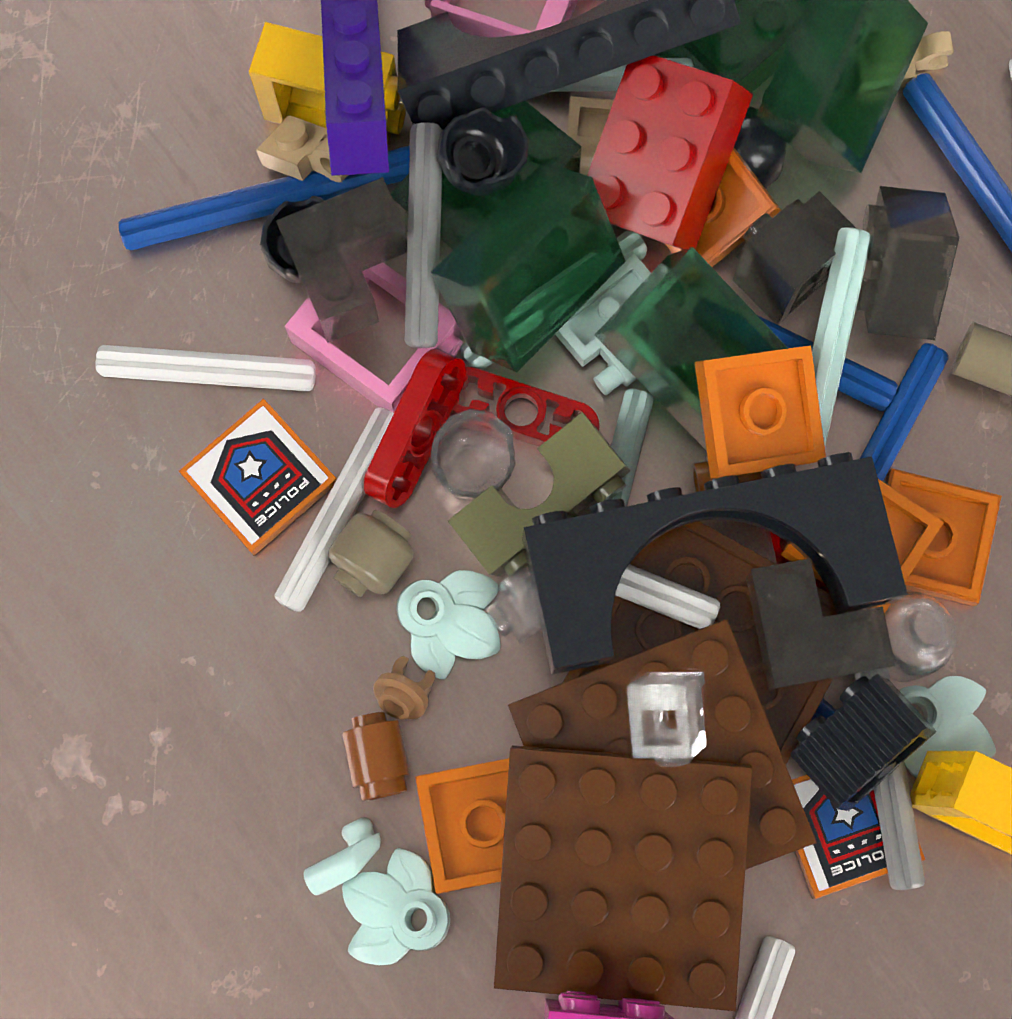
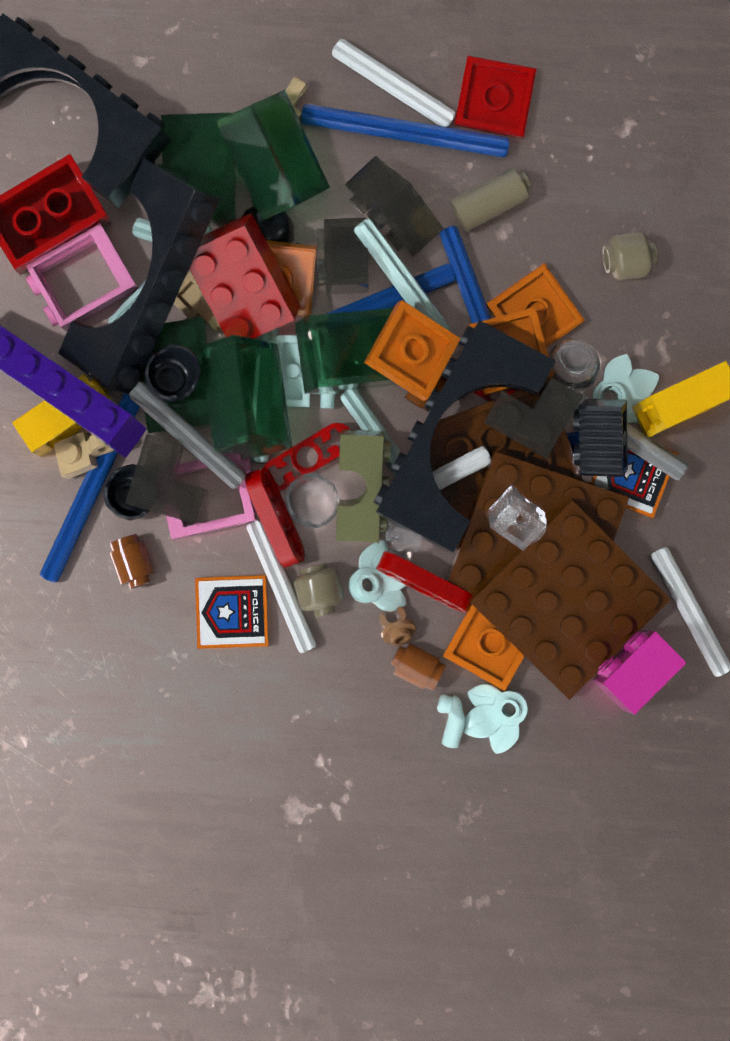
camera: 50 degrees left, 10 degrees up
(205, 368) = (154, 593): white axle -> none
(222, 309) = (131, 561): none -> dark orange brick
(488, 674) = (424, 582): none -> red beam

